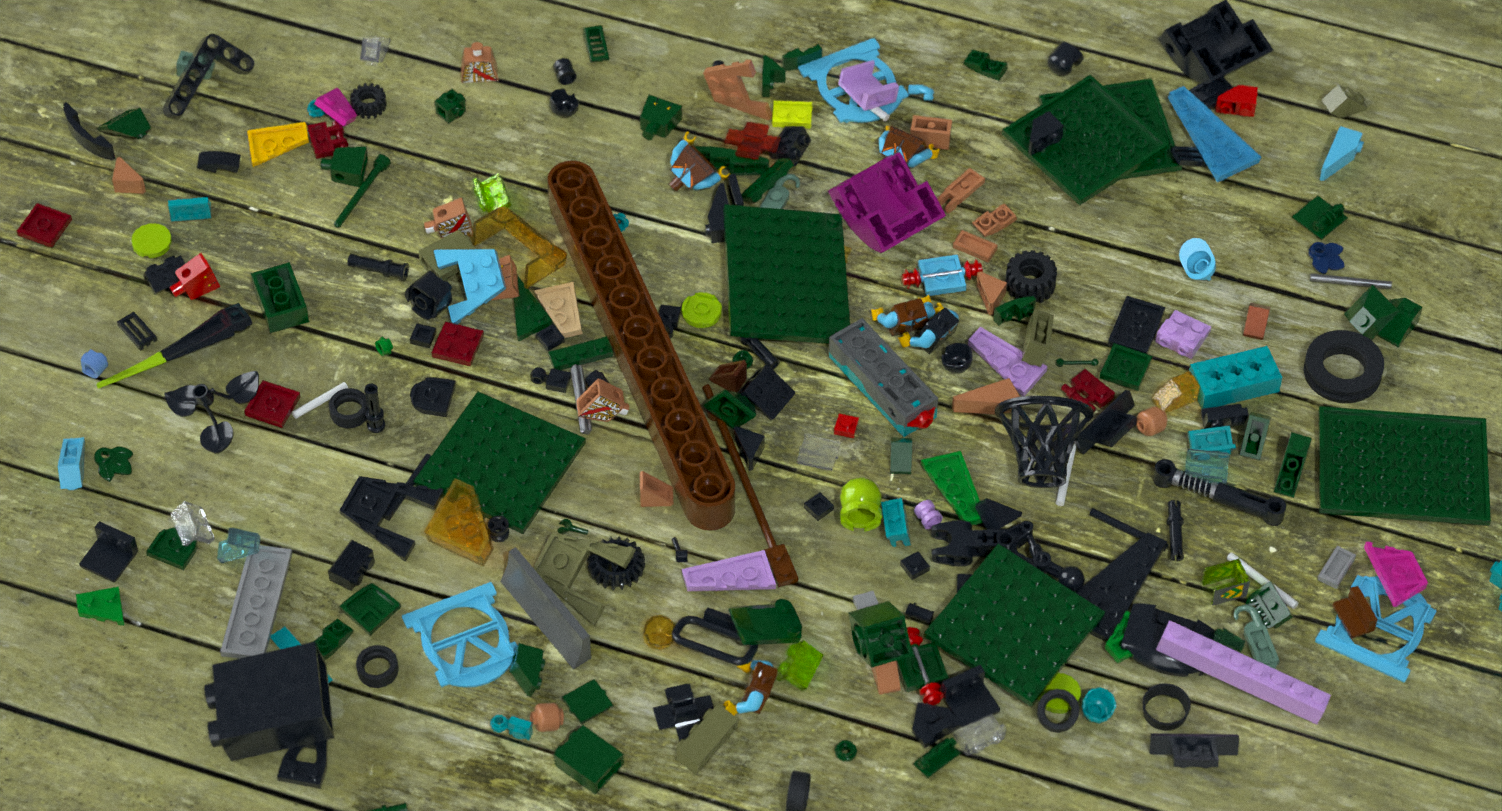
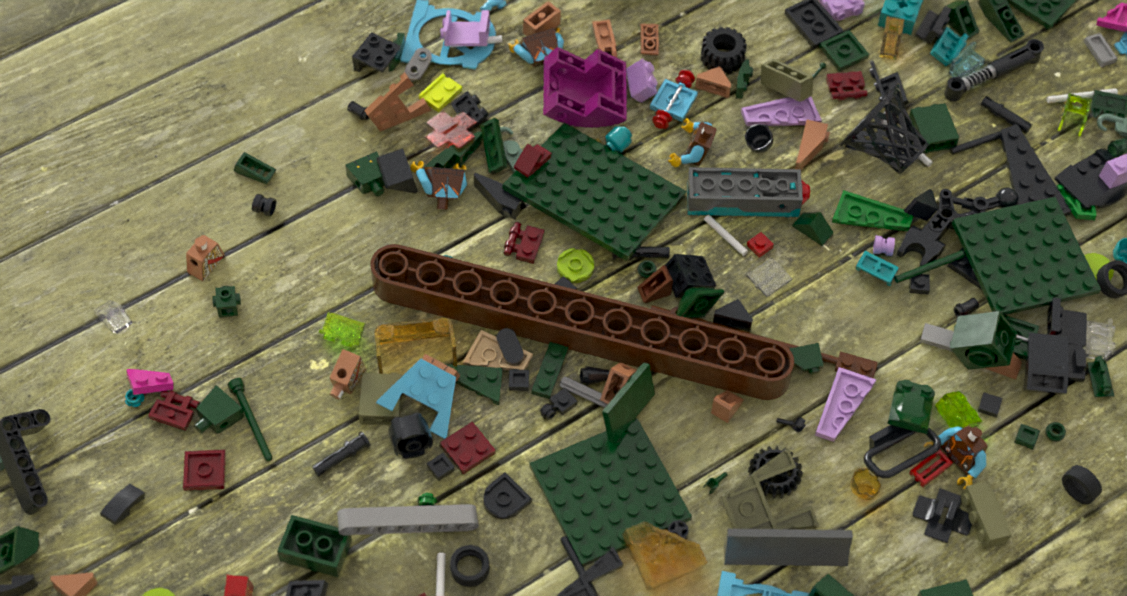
camera: 55 degrees left, 5 degrees up
(189, 209) = (155, 557): teal bracket -> none
(275, 141) = (140, 448): yellow wing -> none
(290, 191) = (204, 470): none -> dark red plate
(350, 339) = (407, 519): none -> light grey beam
(368, 92) = (162, 345): black tyre -> none
(374, 413) = (498, 548): black pin -> none
(563, 104) = (297, 225): black hair -> none
(572, 309) = (510, 347): none -> black tile
(584, 416) = (628, 402): none -> dark green tile
(587, 701) = (887, 575): dark green piece -> none
(673, 128) = (396, 172): none -> black slope
(694, 266) = (529, 245): none -> dark red plate
(723, 680) = (919, 477): none -> red tile
(734, 190) = (488, 171): black tile -> none
(750, 520) = (808, 358): none -> dark green slope
(765, 208) = (531, 159): none -> dark red slope
(771, 74) = (389, 77): dark green slope -> none
(782, 43) = (375, 53): none -> black bracket
(804, 81) = (418, 63): none -> light grey plate
(819, 506) = (823, 307): black plate -> none
(822, 732) = (1027, 436): none -> dark green tile
(830, 686) = (990, 404): none -> black tile
(833, 396) = (727, 236): none -> white bar
(858, 260) = (618, 139): none -> teal head
(860, 504) = (845, 277): lime tile -> none
(904, 700) = (1047, 364): none -> black slope
(933, 558) = (928, 267): none -> dark green bar
(935, 330) = (727, 136): torso -> none
(937, 238) = (641, 80): none -> lavender brick
(975, 246) = (665, 64): nougat tile -> none
(1100, 481) = (935, 127): none -> dark green brick
(1151, 421) = (905, 65): nougat head -> none

